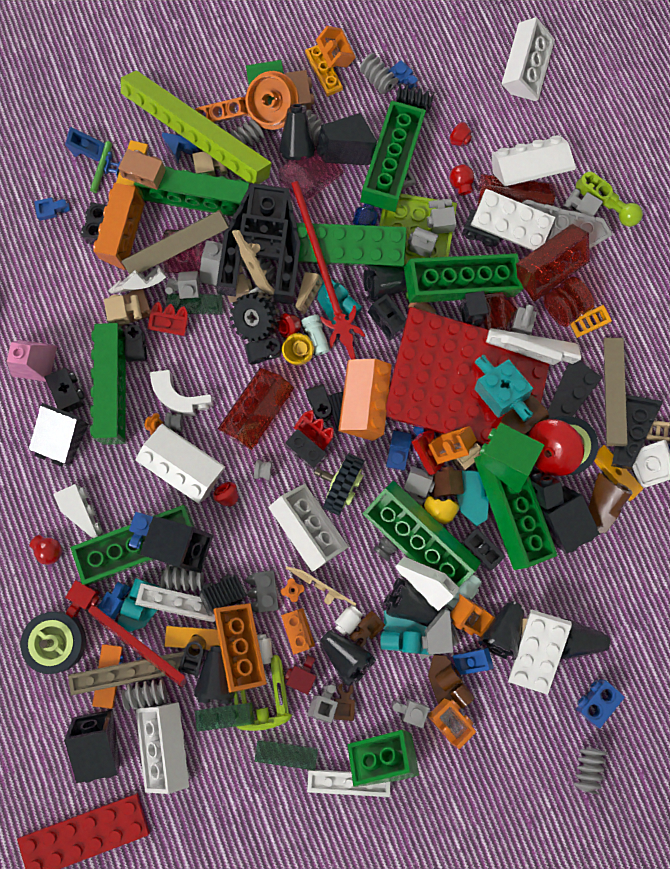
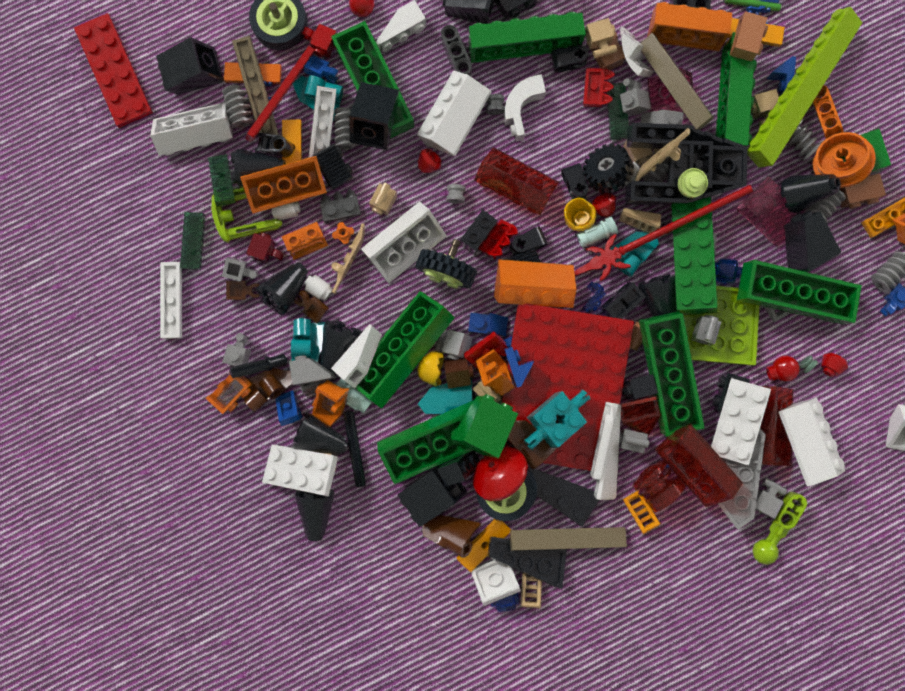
camera: 85 degrees right, 5 degrees up
(106, 454) = (452, 45): none -> dark grey beam
(140, 528) = (388, 80): blue plate -> none
(153, 422) = (493, 81): orange plate -> none
(262, 545) = (383, 199): none -> tan brick
(283, 235) = (692, 183): none -> yellowish green plate
(383, 759) = (193, 329): green slope -> none
(384, 344) = (594, 302): none -> clear blue bracket
(385, 549) = (388, 316): dark grey wheel -> none
(415, 99) = (867, 312): black piece -> none
(425, 680) = (257, 366): none -> black axle
(441, 219) = (734, 348): light grey brick -> none
(453, 420) = (519, 371): none -> blue slope
(458, 157) = (808, 364): none -> sand green bush
(483, 549) = (394, 411): black brick -> none
(516, 595) = (354, 448): none -> black axle
(590, 770) = (195, 527): light grey piece -> none
(604, 707) = (254, 538): blue brick -> none

